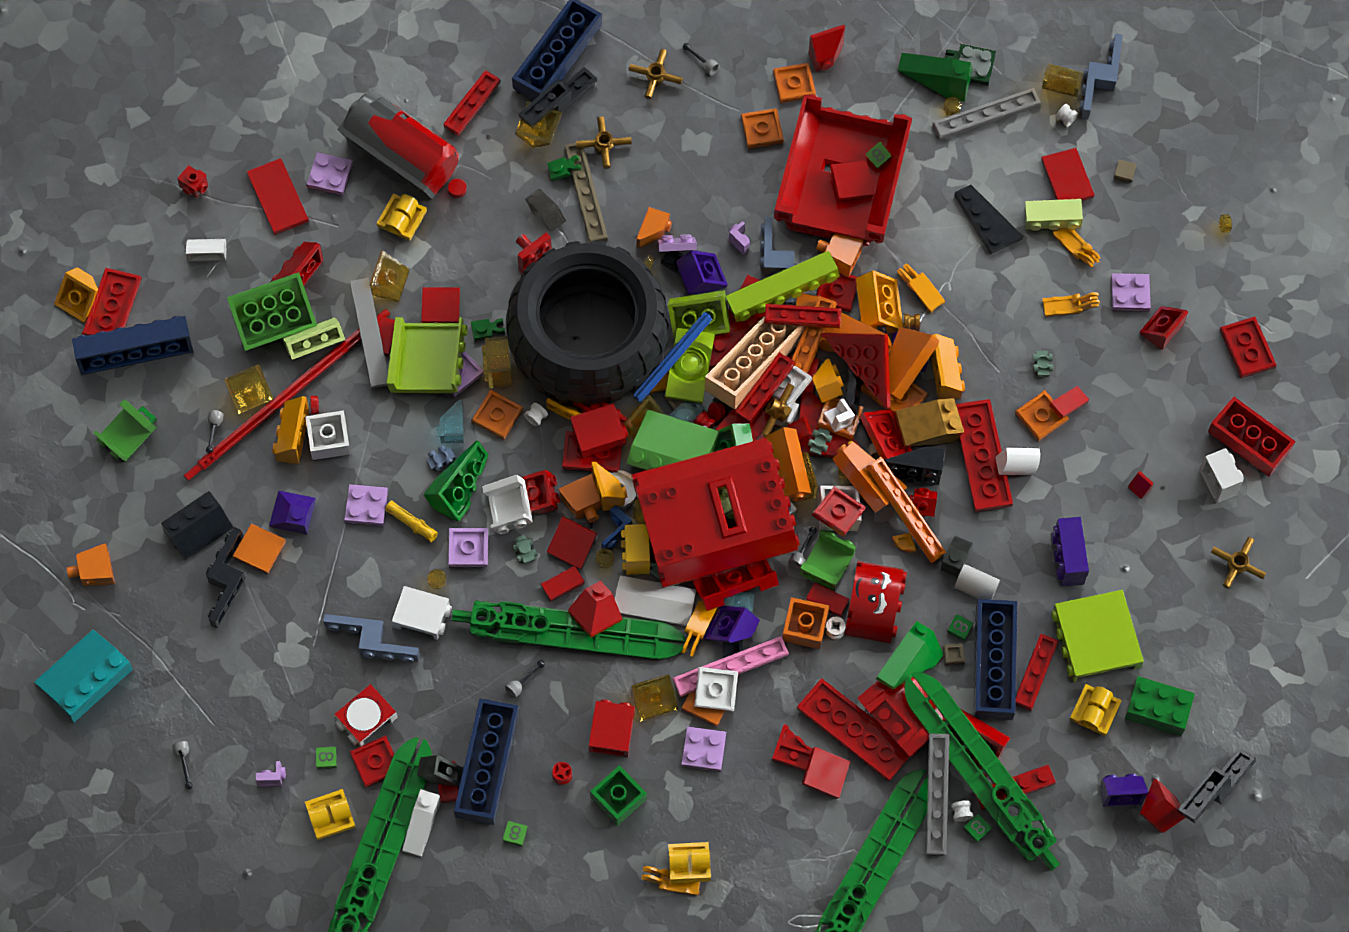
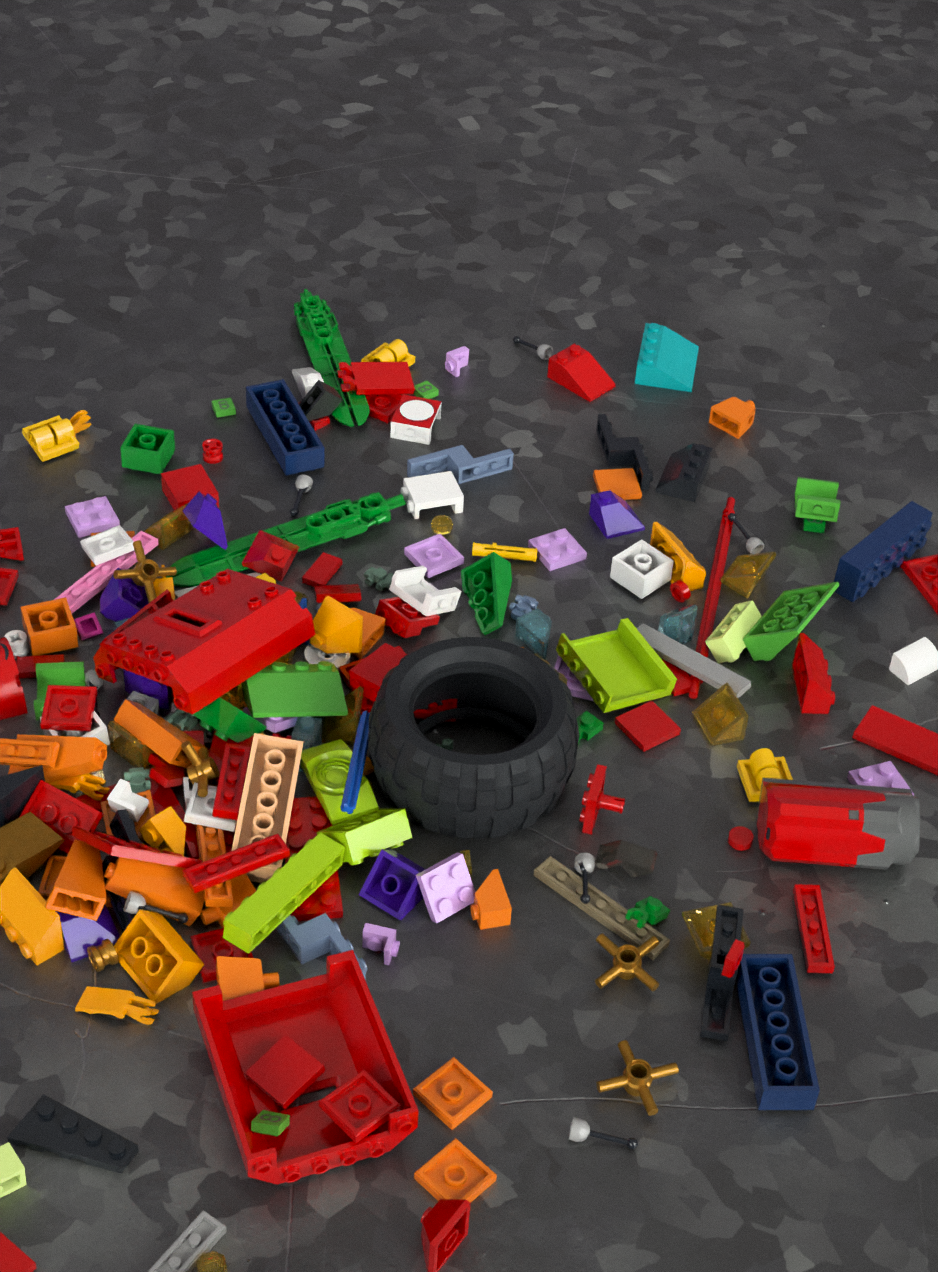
camera: 145 degrees right, 25 degrees down
(176, 698) = (579, 373): none -> red slope
(348, 368) = (679, 623): none -> clear light blue slope
(363, 781) = (376, 378): none -> red tile
(559, 78) = (733, 958): none -> red tile
(575, 221) = (587, 867): none -> hinge
(631, 661) = (206, 518): none -> dark purple slope
(708, 630) = (144, 572): none -> pearl gold bar
(772, 624) = (88, 626): none -> dark pink slope
(827, 128) = (359, 1106): none -> red tile
(883, 327) = (136, 902): none -> hinge

